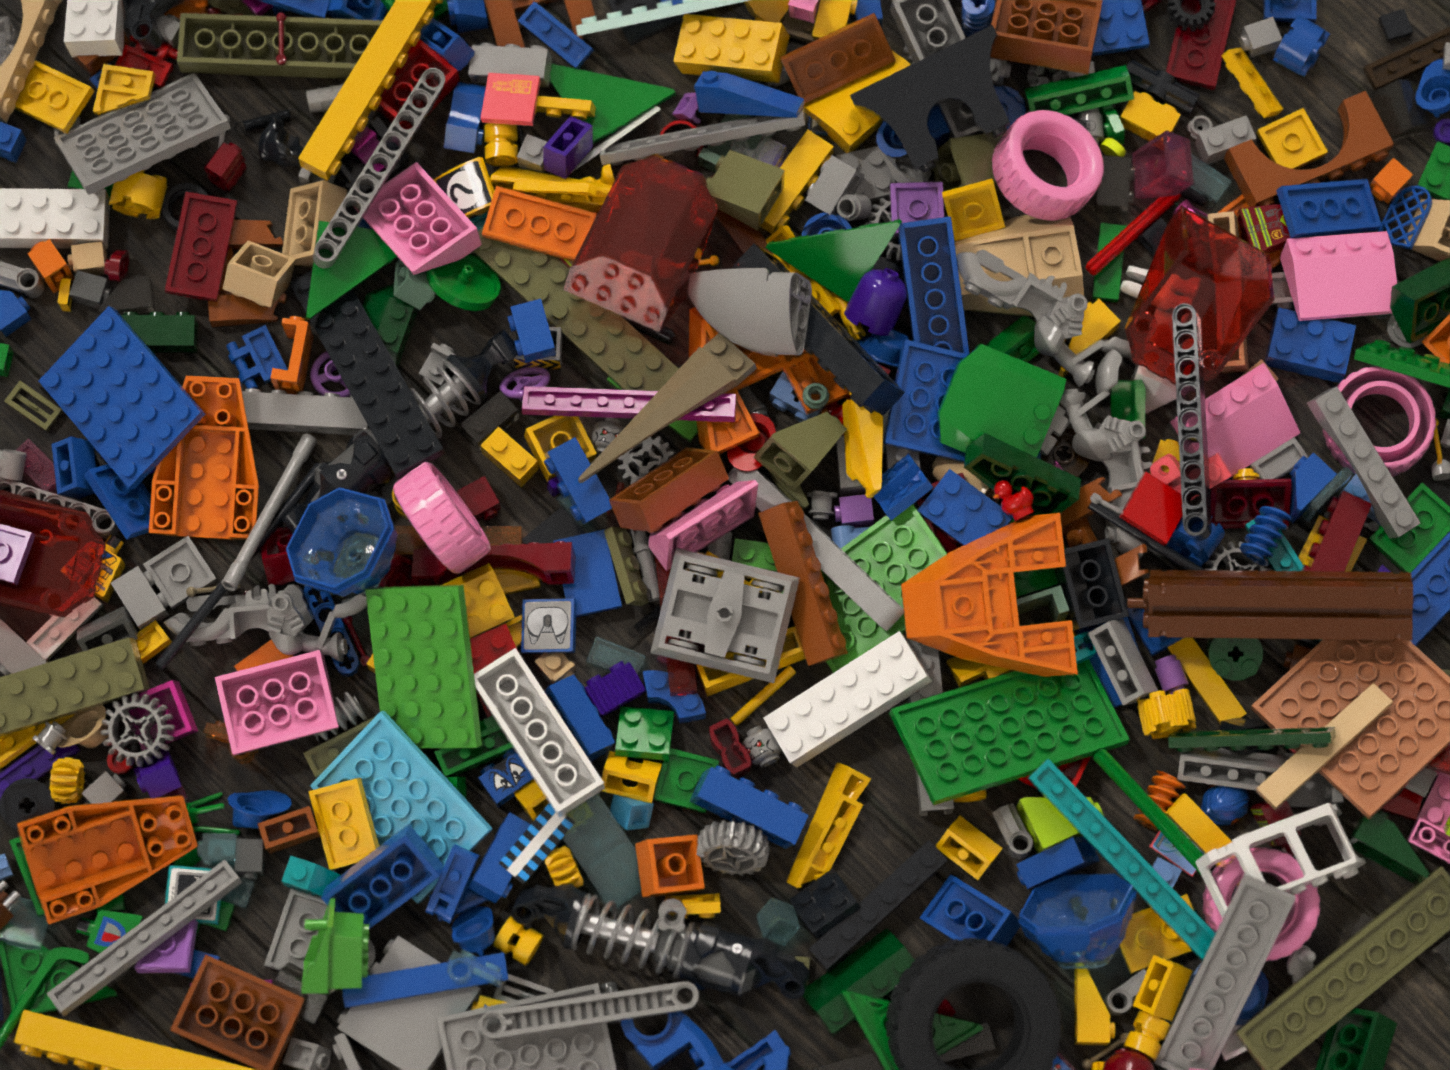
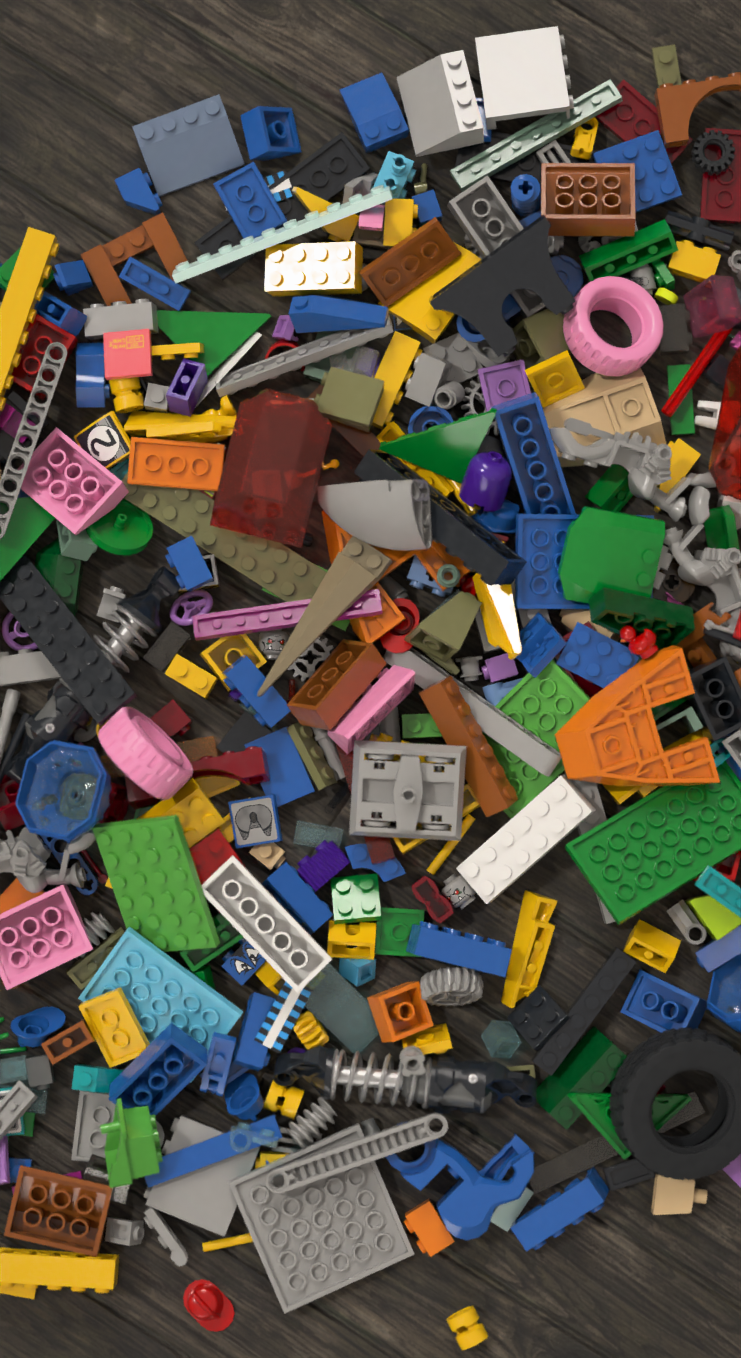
camera: 10 degrees left, 10 degrees up
(544, 971) = (311, 1122): none -> light grey piece

